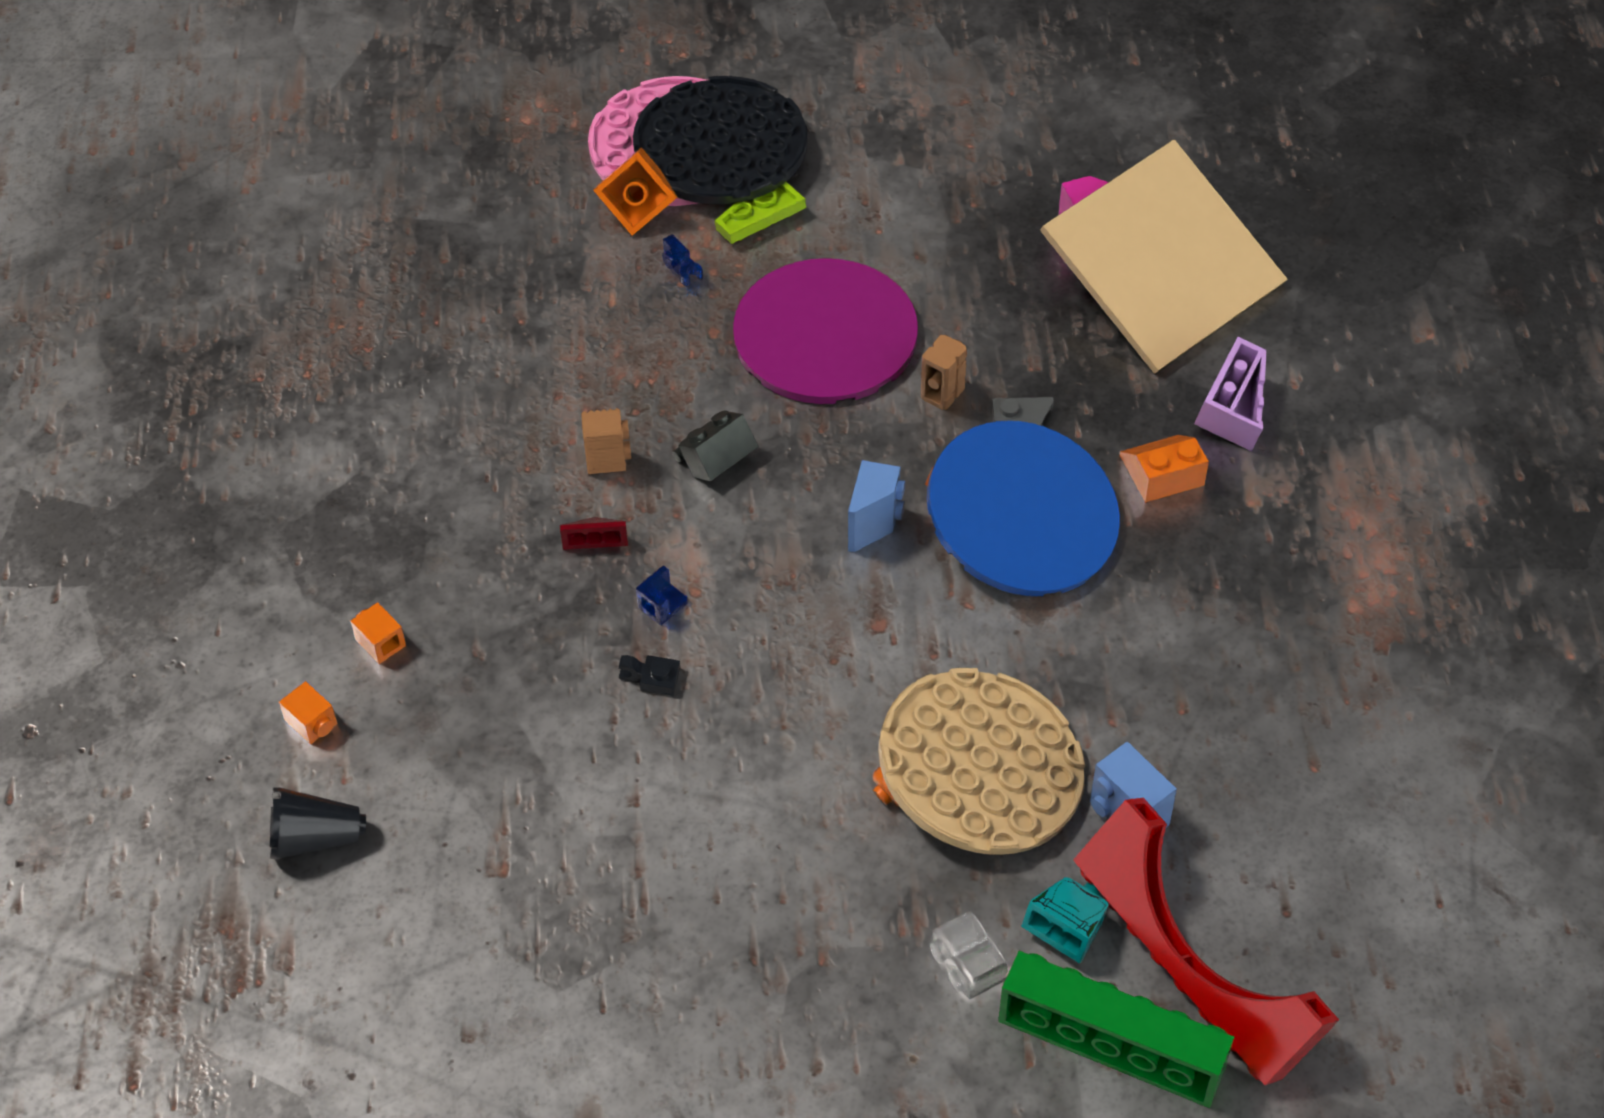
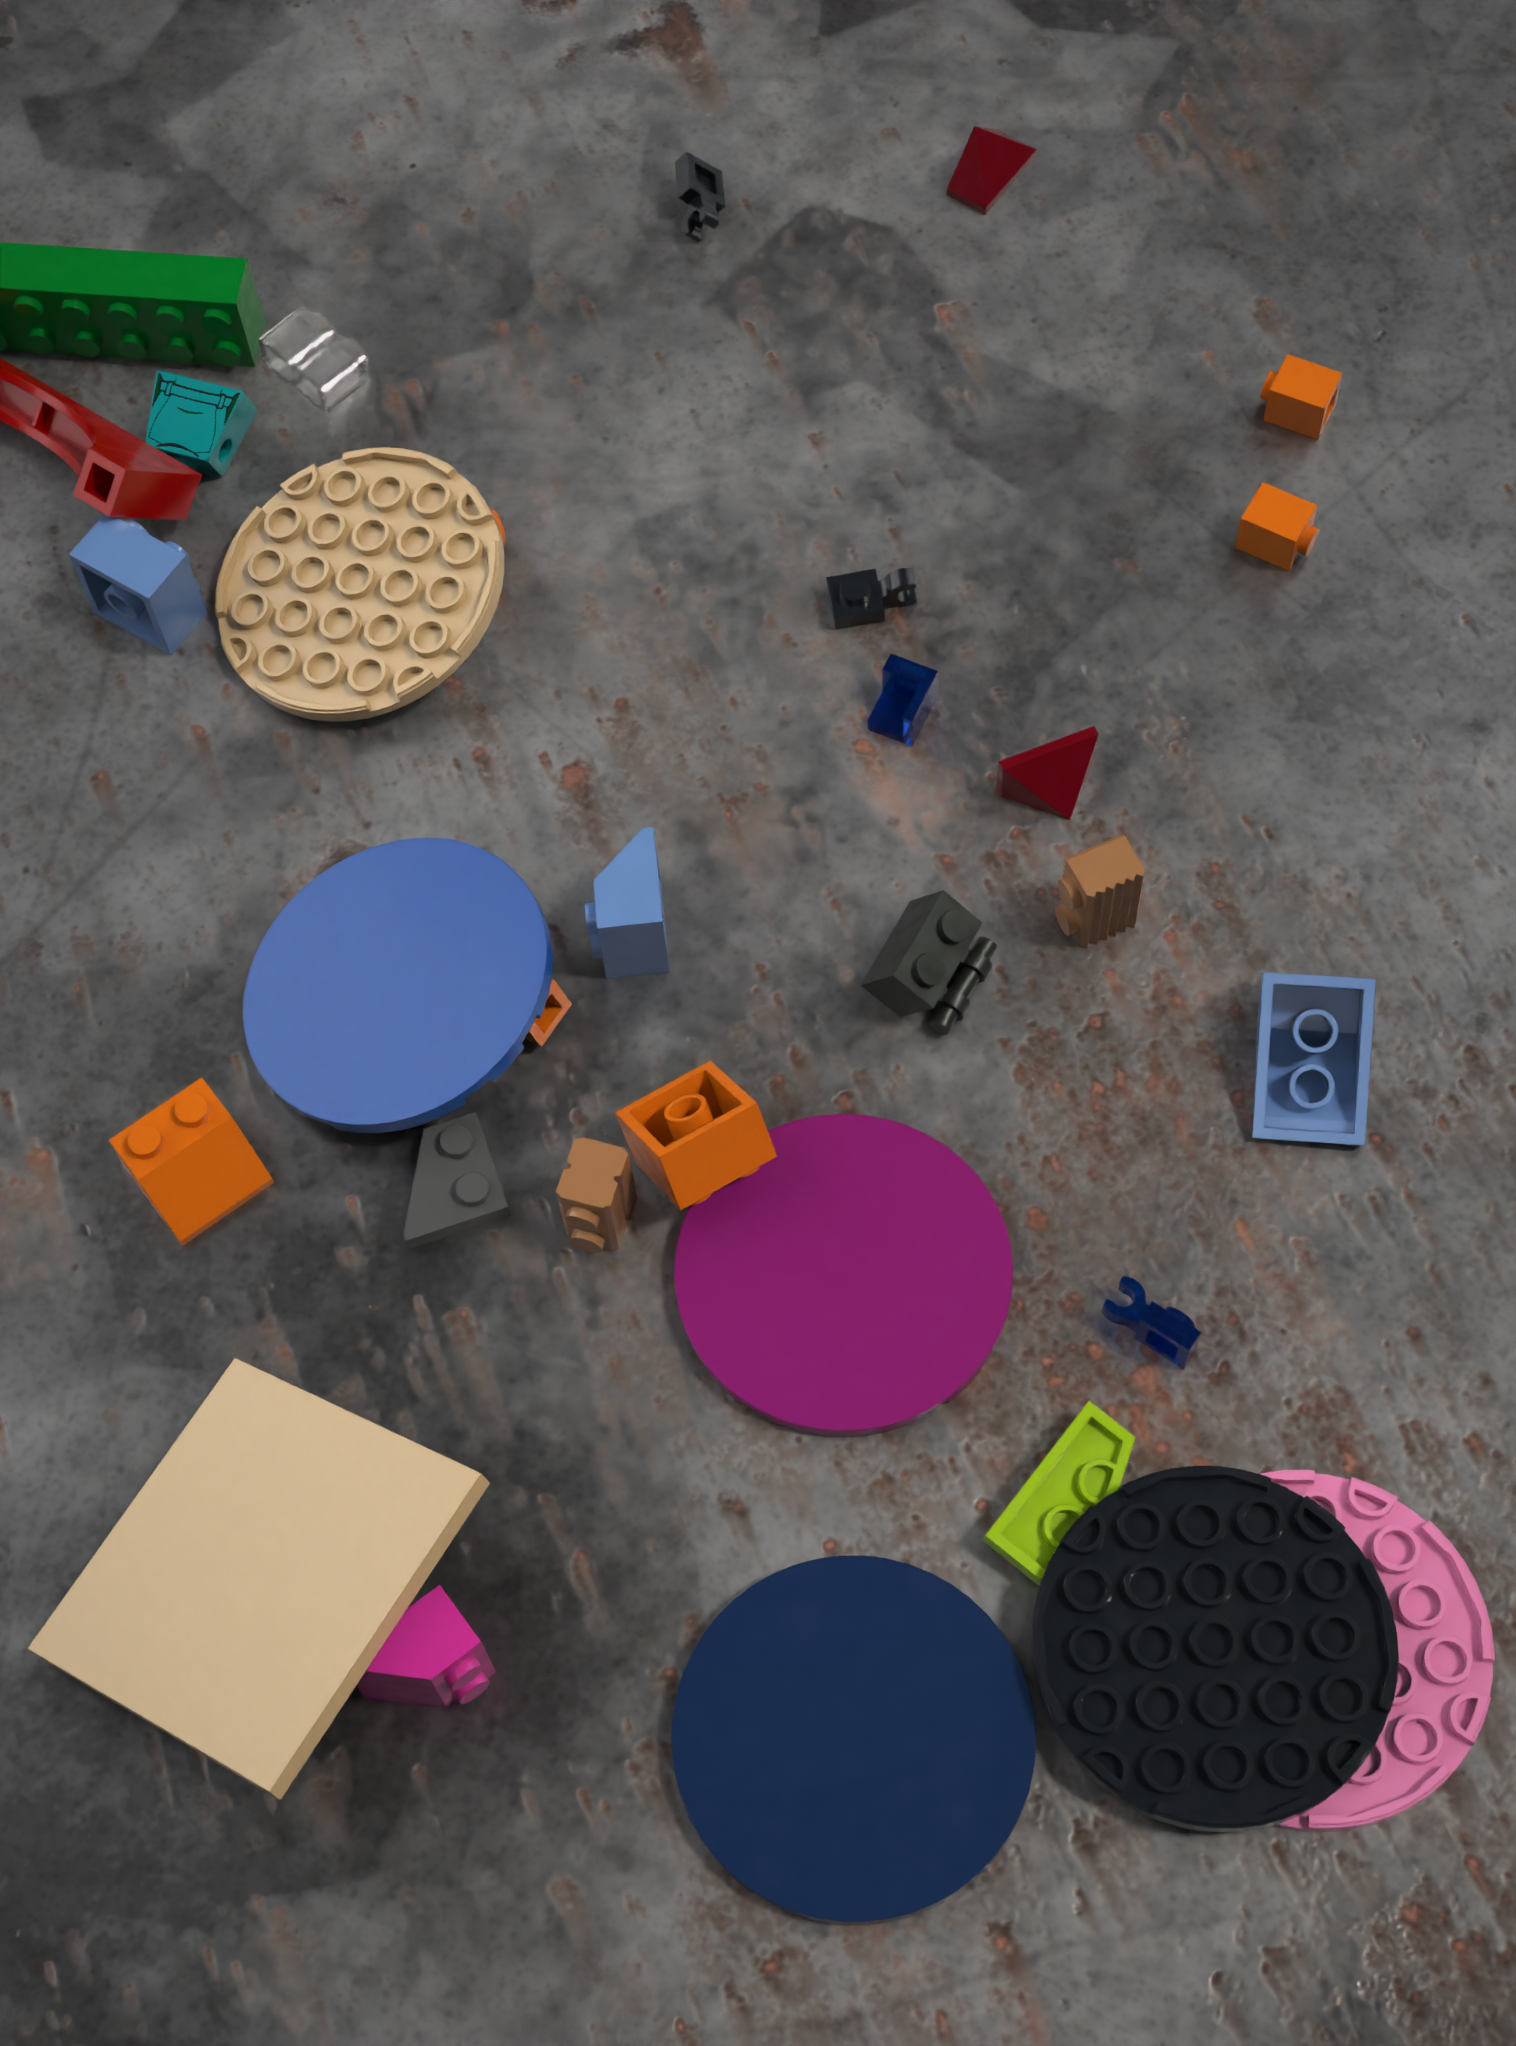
camera: 165 degrees right, 10 degrees up
(311, 823) = (1207, 255): black cone -> none
(412, 971) = (988, 168): none -> dark red slope
(531, 354) = (1313, 1058): none -> medium blue slope
(636, 191) = (1311, 1436): orange slope -> none
(636, 1009) = (703, 190): none -> black plate
(880, 382) = (696, 1135): none -> orange brick
(897, 159) = (853, 1740): none -> dark blue tile
(1237, 397) = (87, 1320): lavender wedge -> none

